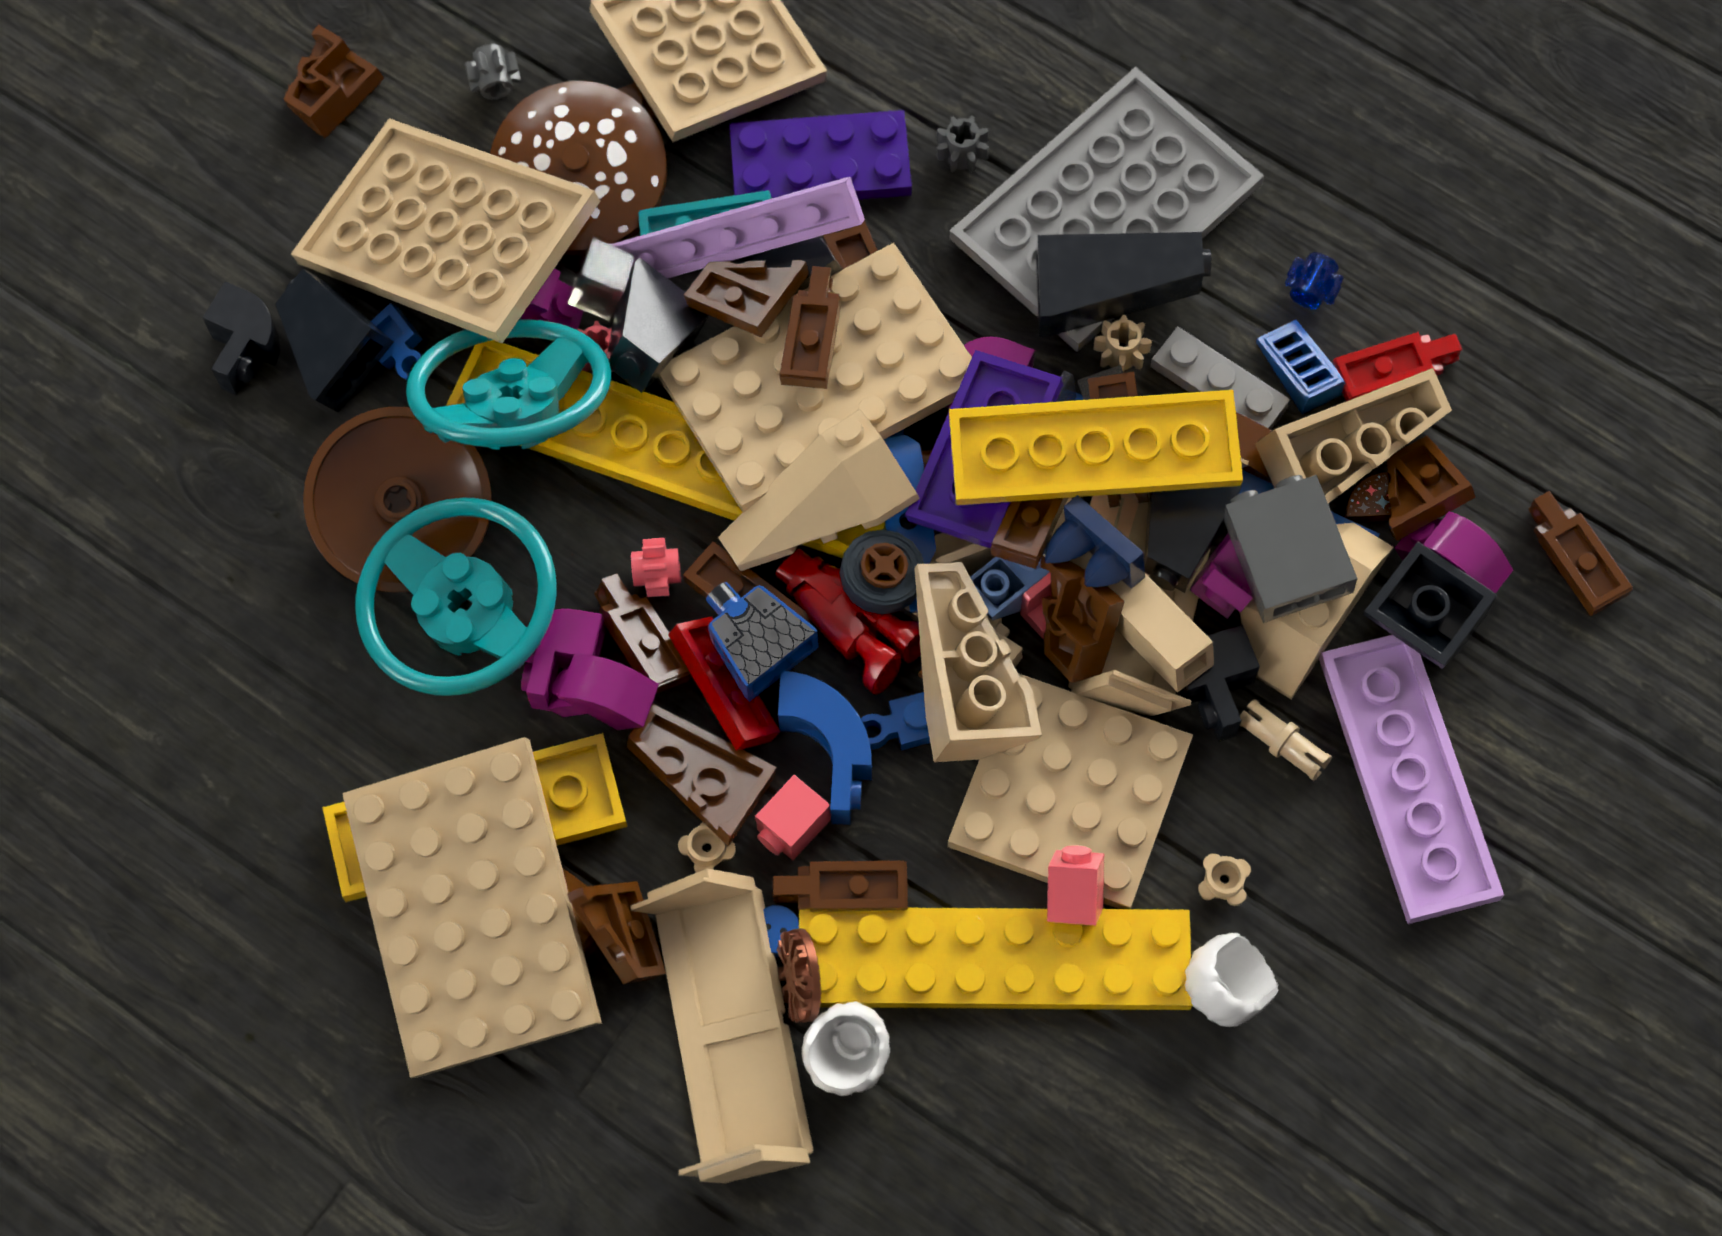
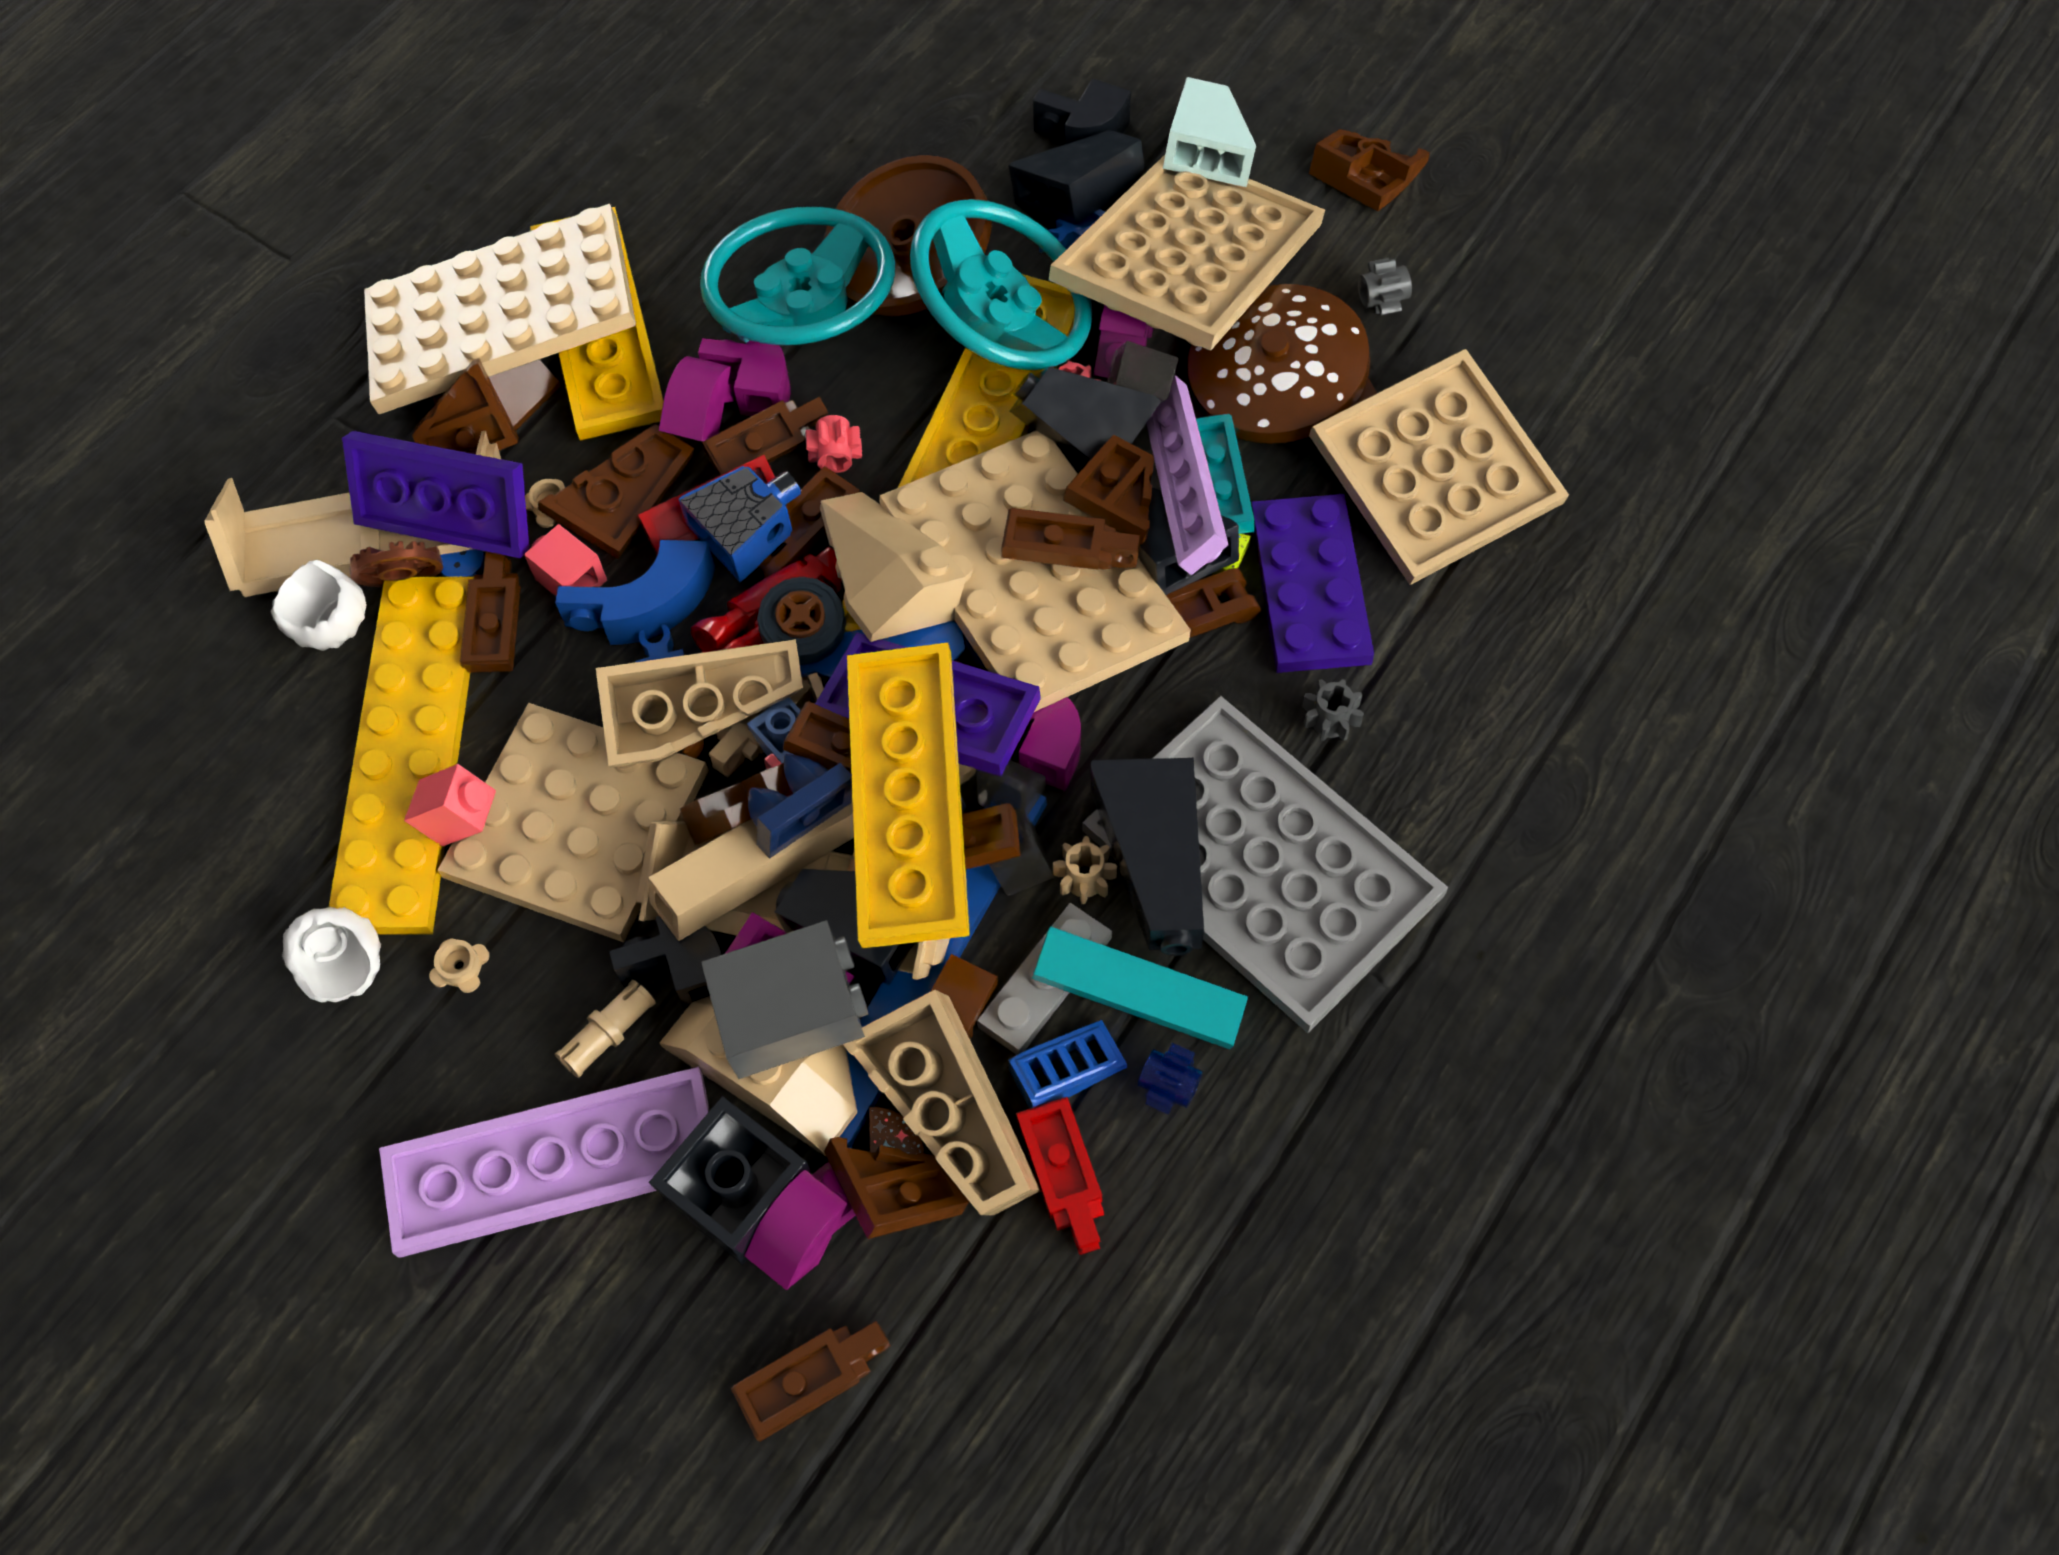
camera: 90 degrees right, 5 degrees down
(286, 212) = (1210, 135): none -> light aqua slope
(727, 929) = (437, 493): none -> dark purple plate
(1233, 303) = (1140, 987): none -> teal tile

